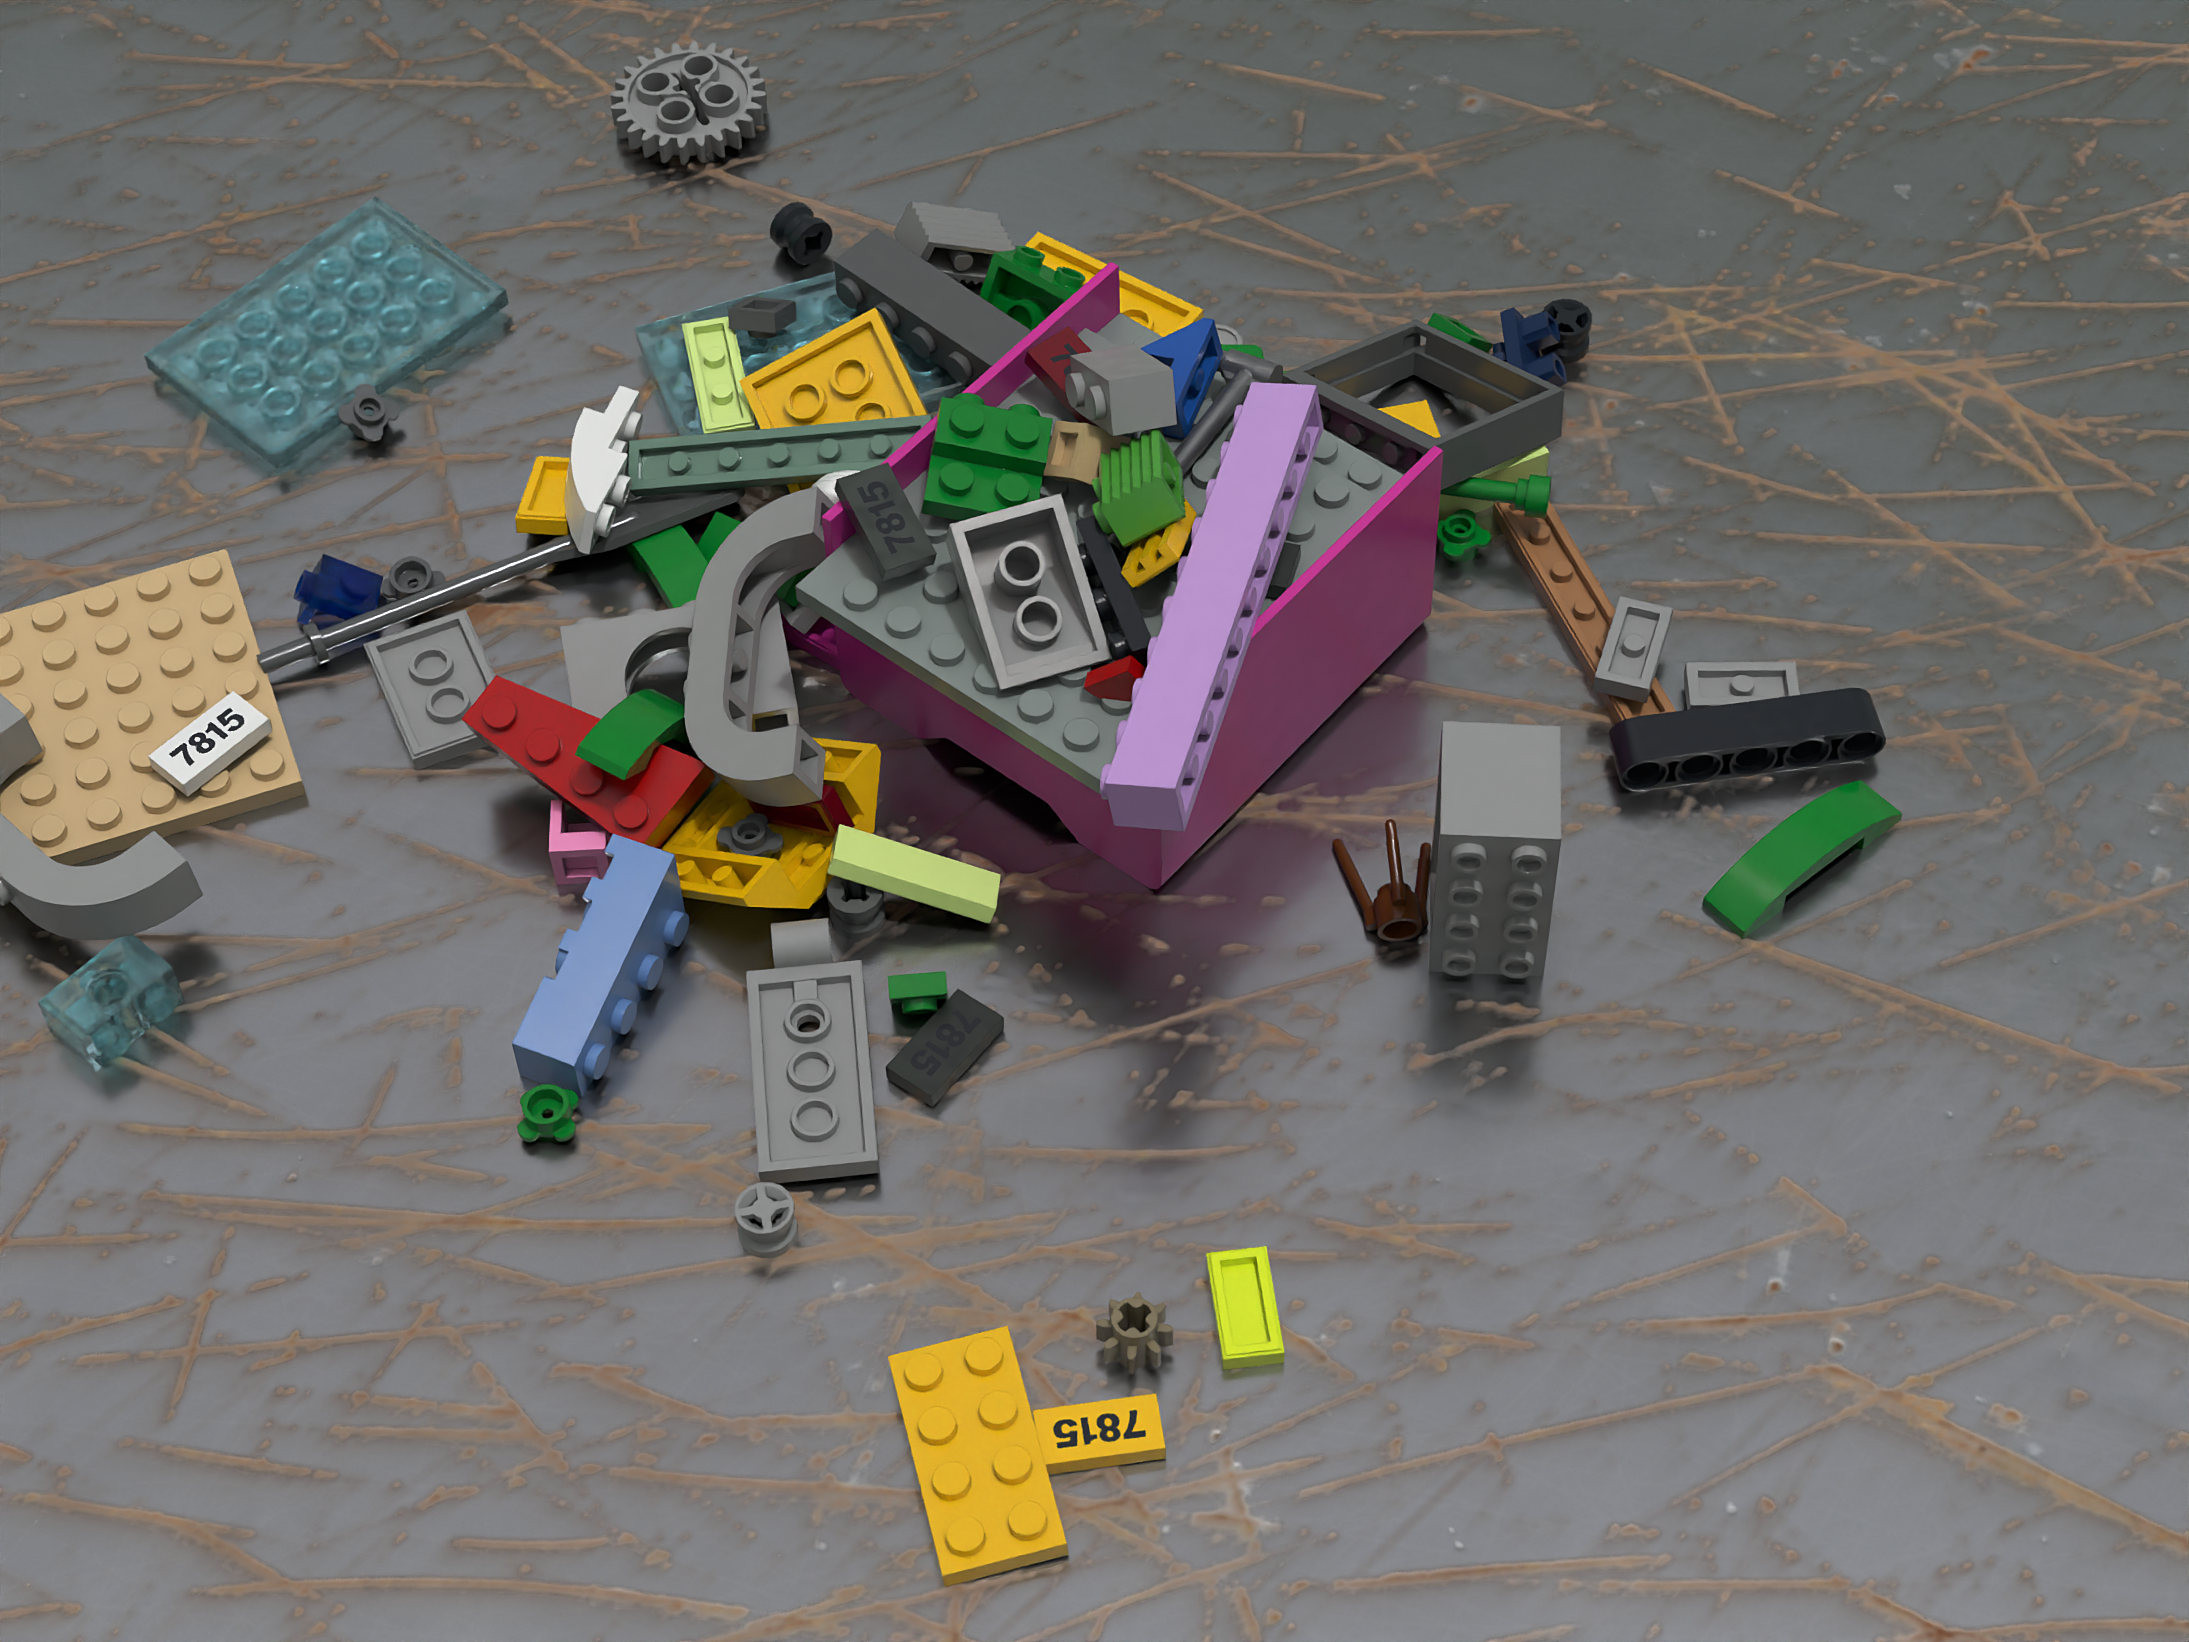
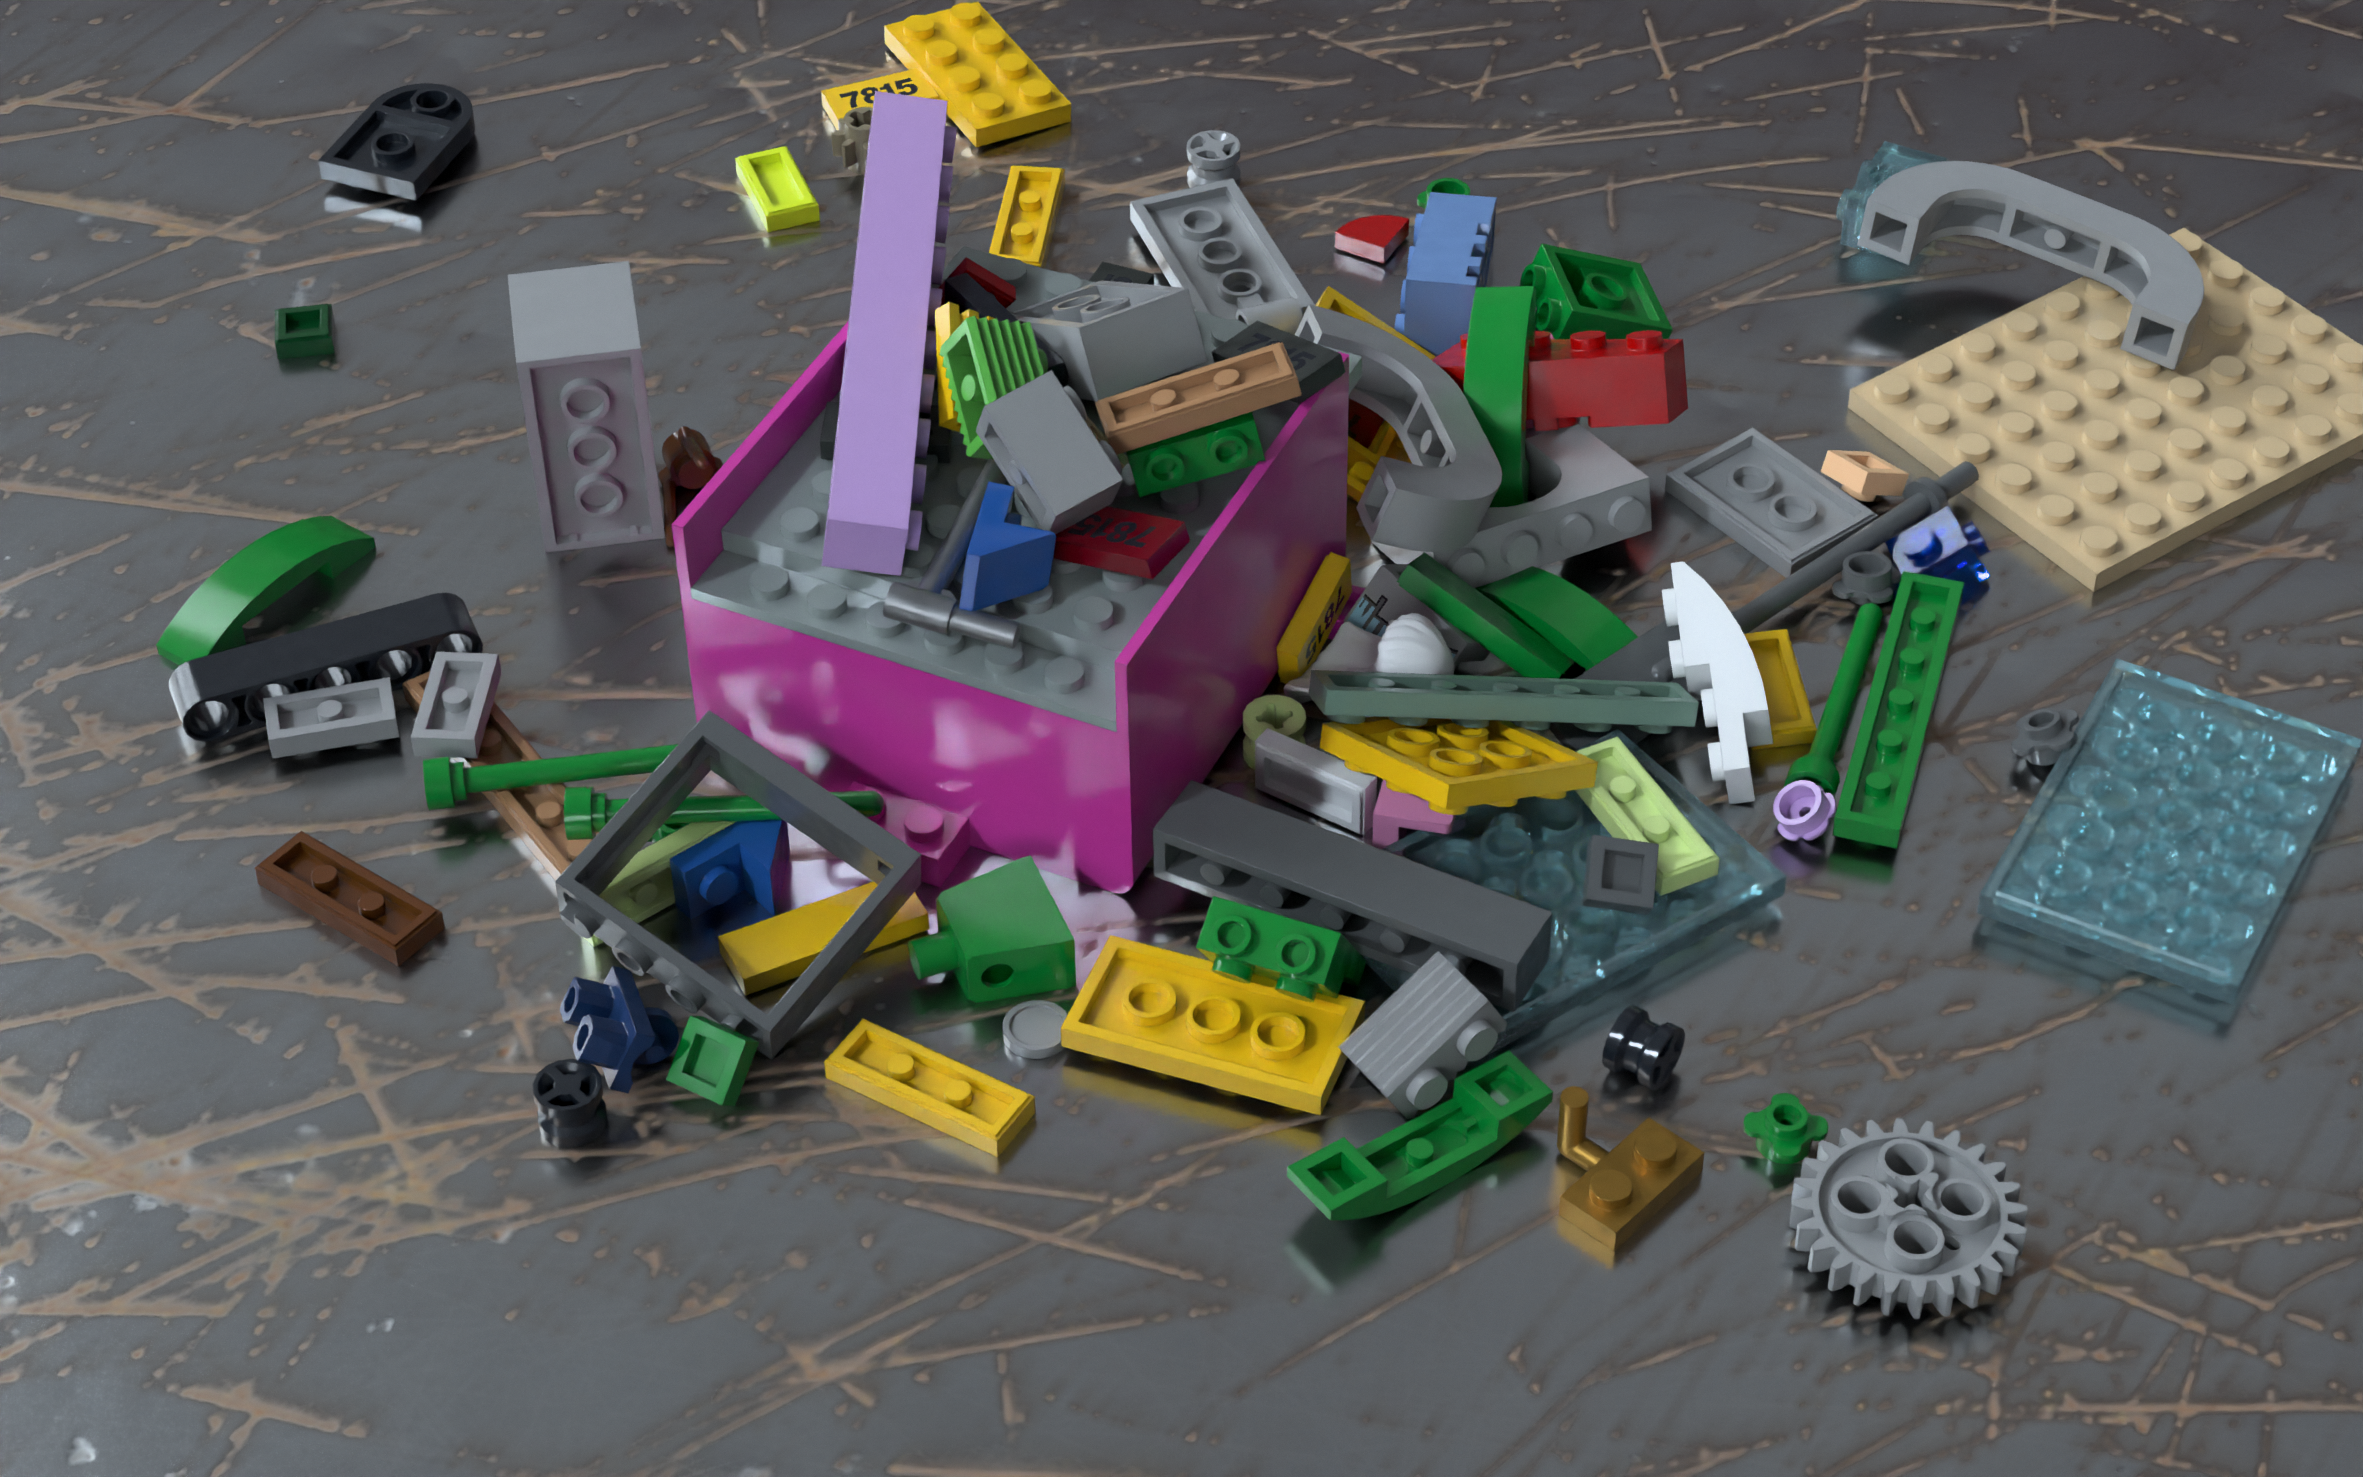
camera: 165 degrees right, 10 degrees down
(210, 743) = (1954, 373): white tile -> none
(349, 679) = (1864, 474): none -> light nougat plate
(459, 462) = (1898, 710): none -> green plate
(477, 922) = (1592, 294): none -> green plate
(560, 419) = (1818, 763): none -> green piece
(588, 385) = (1803, 810): none -> lavender plate
(641, 1087) = (1372, 236): none -> red tile
(732, 178) = (1785, 1129): none -> green plate
(851, 169) = (1629, 1181): none -> pearl gold plate
(983, 409) = (1198, 398): none -> medium nougat tile
(988, 1194) = (1028, 214): none -> yellow tile
(1040, 181) = (1428, 1151): none -> green slope
(1299, 309) = (930, 1087): none -> yellow tile
(1646, 587) = (452, 782): none -> green piece
(1668, 1461) = (402, 140): none -> black plate
(1727, 537) = (350, 898): none -> reddish brown tile
(1774, 1192) = (304, 331): none -> dark green tile

